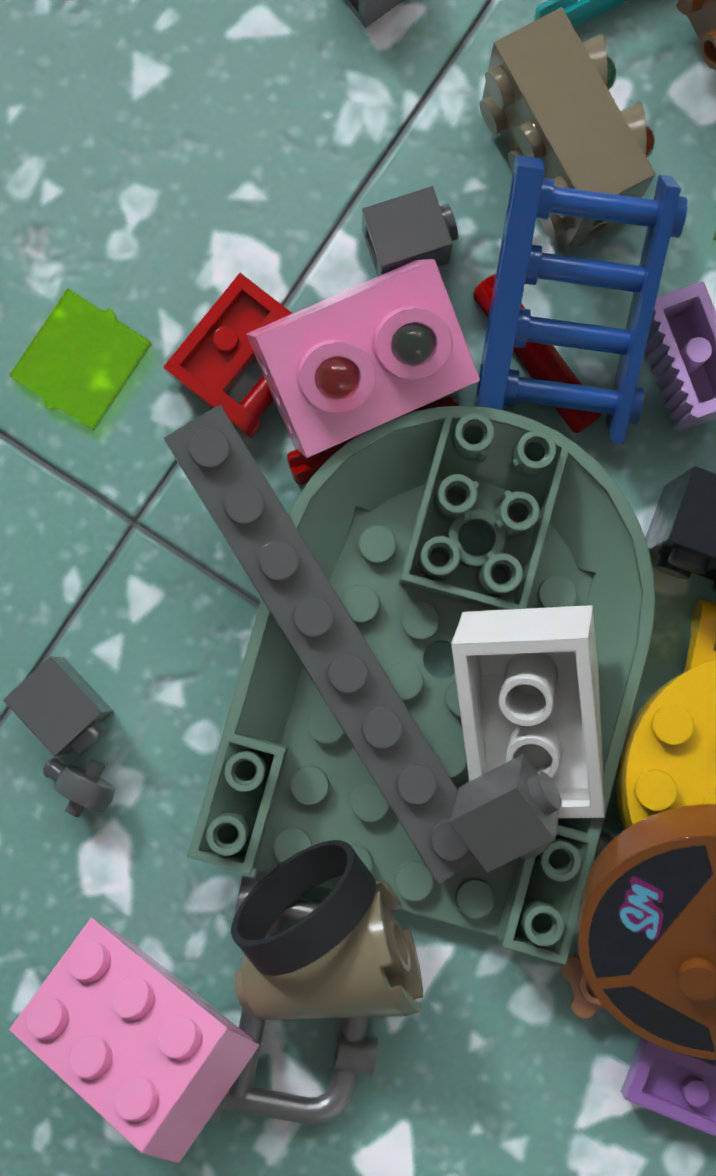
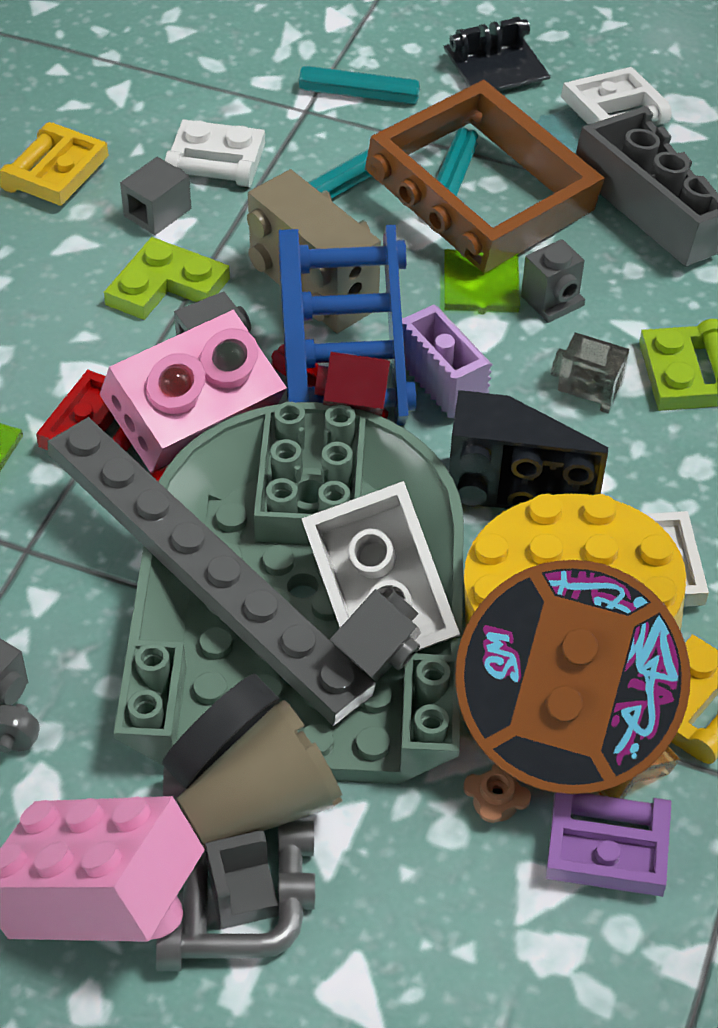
camera: 15 degrees left, 35 degrees down
(297, 1046) = (241, 879): none -> dark grey panel
(362, 101) = (160, 270): none -> lime plate
(565, 400) = (353, 382): none -> dark red brick

